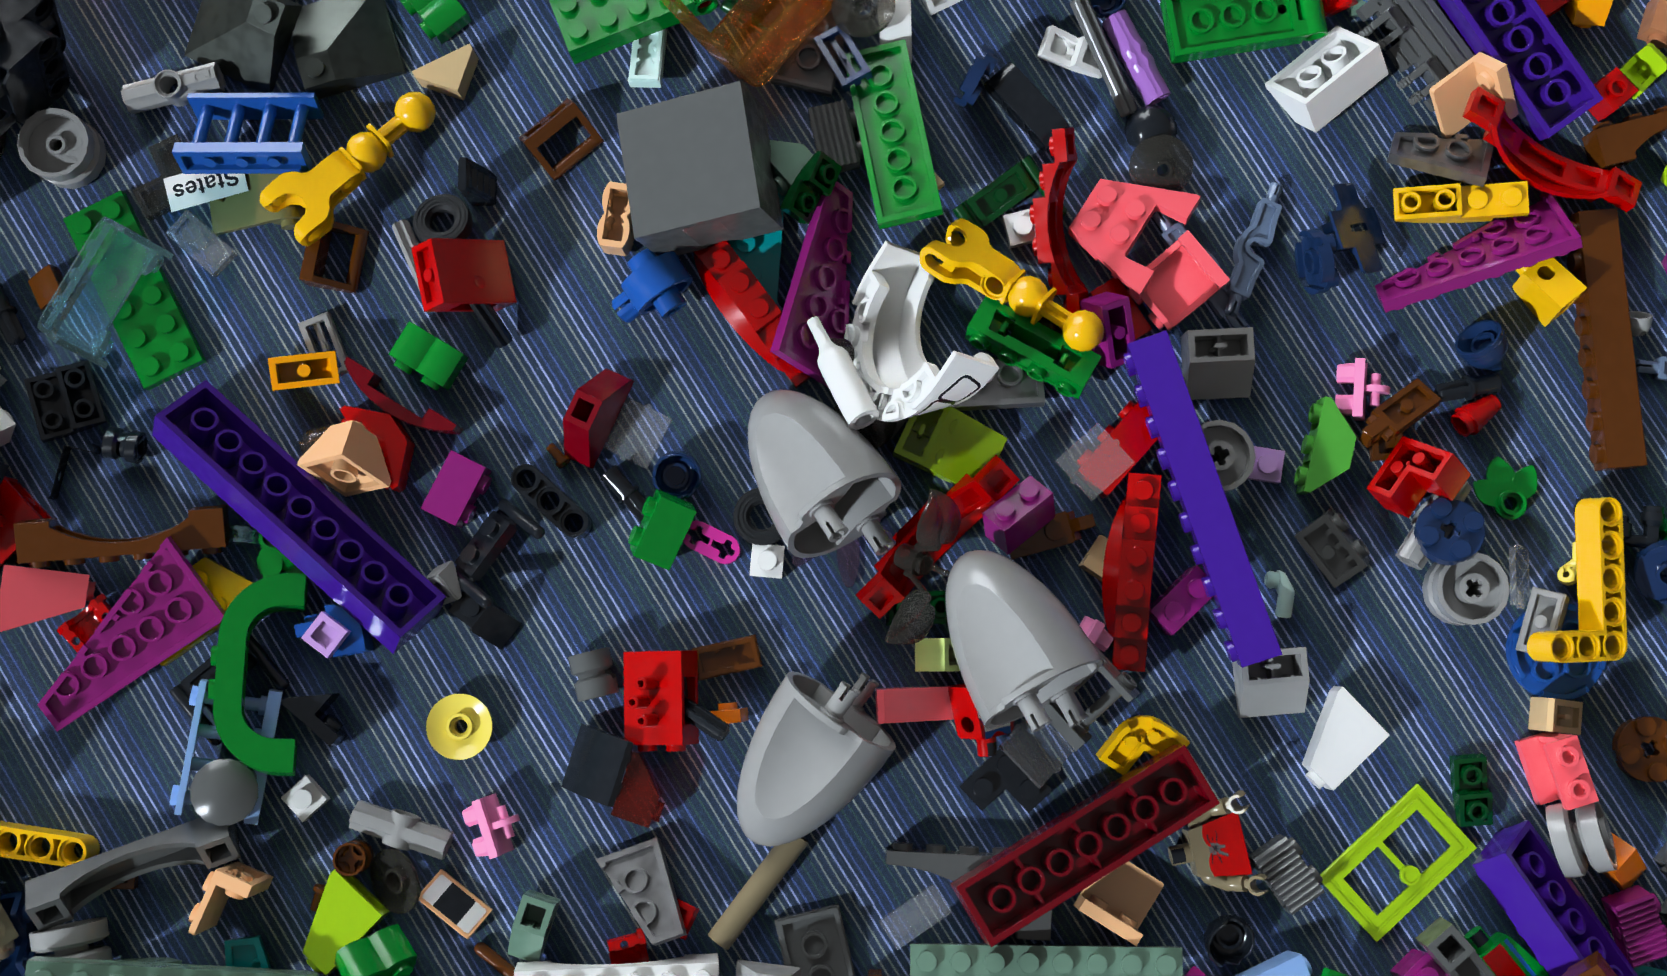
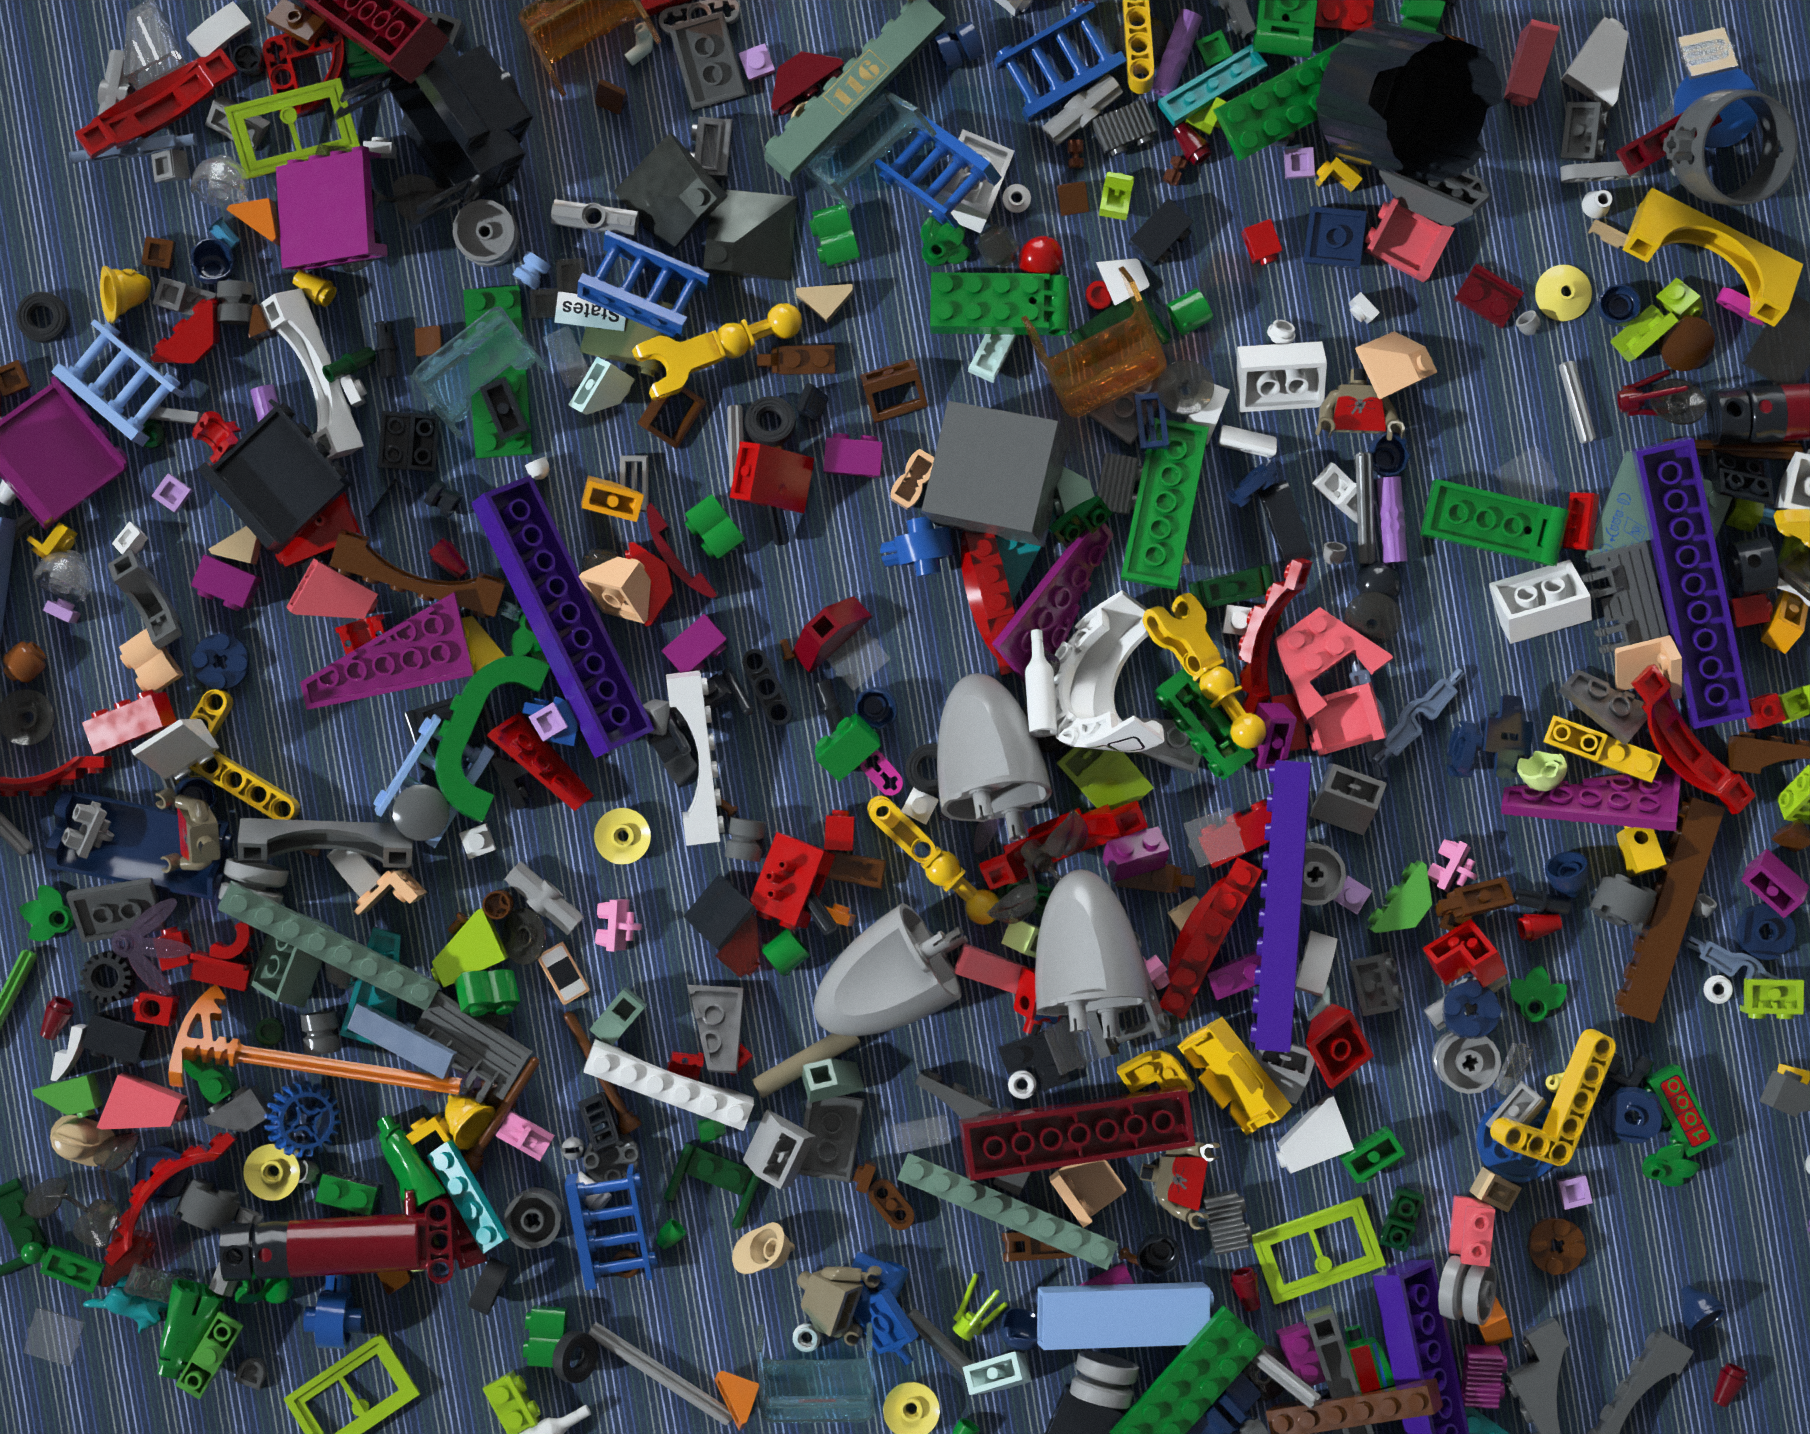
camera: 20 degrees right, 5 degrees up
(127, 168) = (531, 270): none -> light blue wheel
(149, 320) = (505, 410): none -> black brick
(154, 506) = (448, 558): none -> dark red cone
(179, 884) = (355, 870): none -> white slope
(215, 371) = (538, 469): none -> white hinge
(248, 257) = (601, 388): none -> light aqua slope
(336, 680) = (525, 745): none -> red wing
(447, 147) = (799, 360): none -> reddish brown hinge
(465, 542) = (701, 819): none -> white arch
(545, 223) = (853, 457): none -> magenta brick
(566, 650) = (728, 808): none -> reddish brown piece
(686, 778) = (785, 952): none -> green piece
(691, 623) = (839, 831): none -> red brick
(792, 897) = (831, 1079): none -> sand green slope
(814, 615) = (940, 866): none -> yellow piece
(952, 42) = (1247, 441): none -> white slope
(1009, 823) = (1022, 1093): none -> white plate
(1091, 117) = (1334, 552): none -> light grey hinge
(1192, 955) = (1124, 1254): none -> reddish brown piece
(1227, 710) = (1234, 1076): none -> yellow piece
(1262, 550) = (1316, 963): none -> white slope
(1323, 627) = (1337, 1044): none -> red slope
(1339, 936) = (1246, 1287): none -> dark red cone
(1408, 249) = (1542, 770): none -> yellowish green hair
(1412, 733) = (1372, 1155): none -> green brick
(1556, 351) = (1623, 903): none -> dark grey brick
(1641, 682) = (1574, 1191): none -> lavender plate

